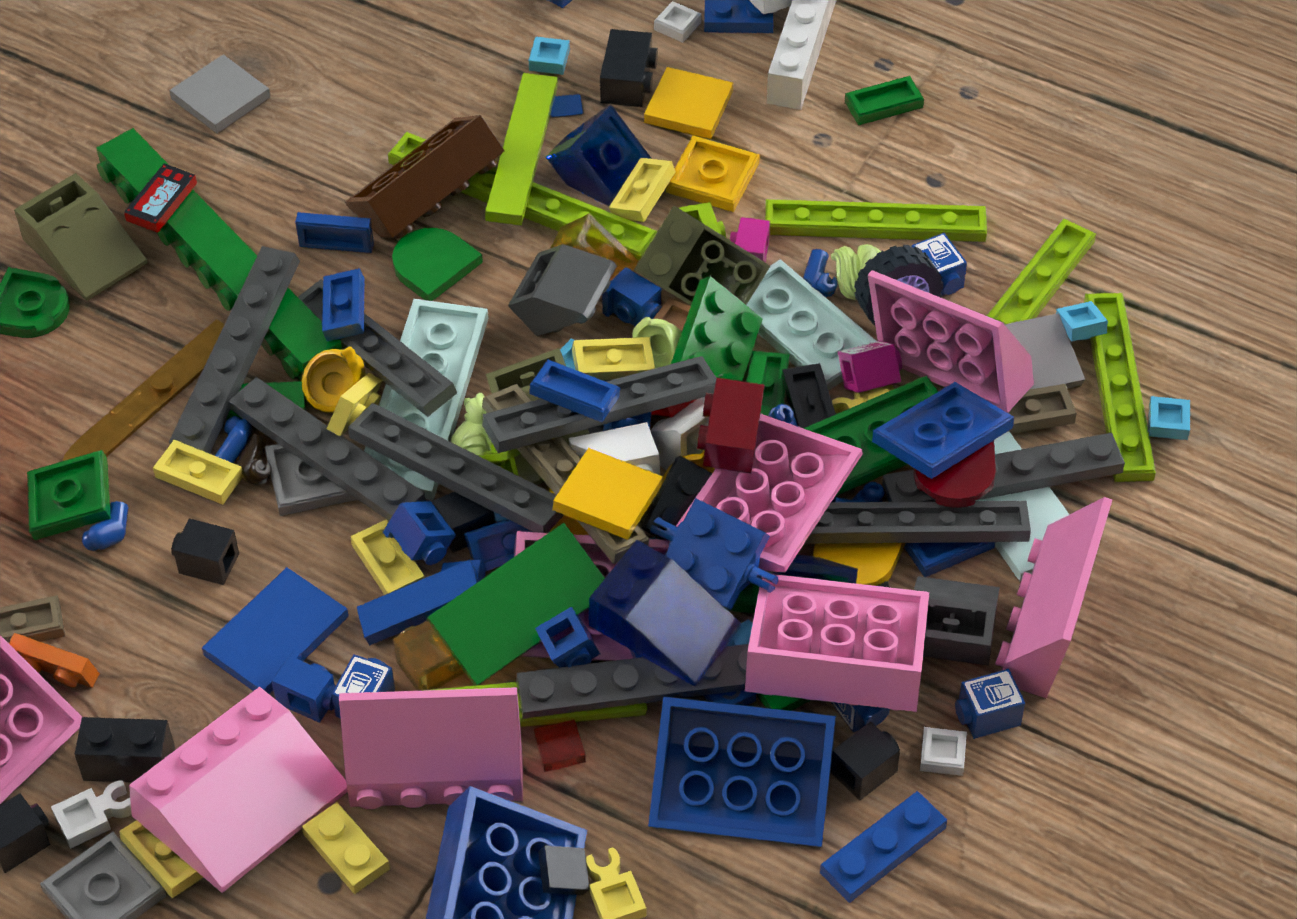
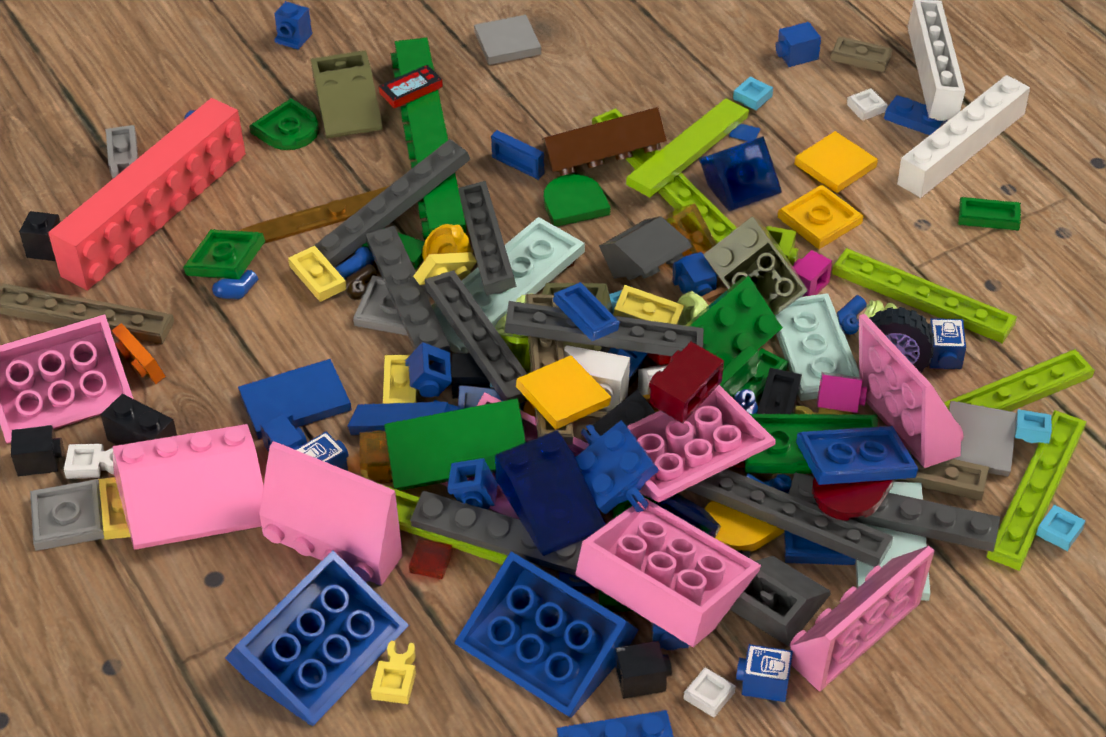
camera: 30 degrees right, 5 degrees down
(205, 551) = (284, 326): black brick -> none
(343, 304) = (481, 199): blue plate -> none
(345, 847) = (238, 560): light yellow plate -> none
(563, 870) = (367, 642): tile -> none
(627, 68) = (803, 120): black brick -> none
(642, 189) = (759, 205): light yellow plate -> none

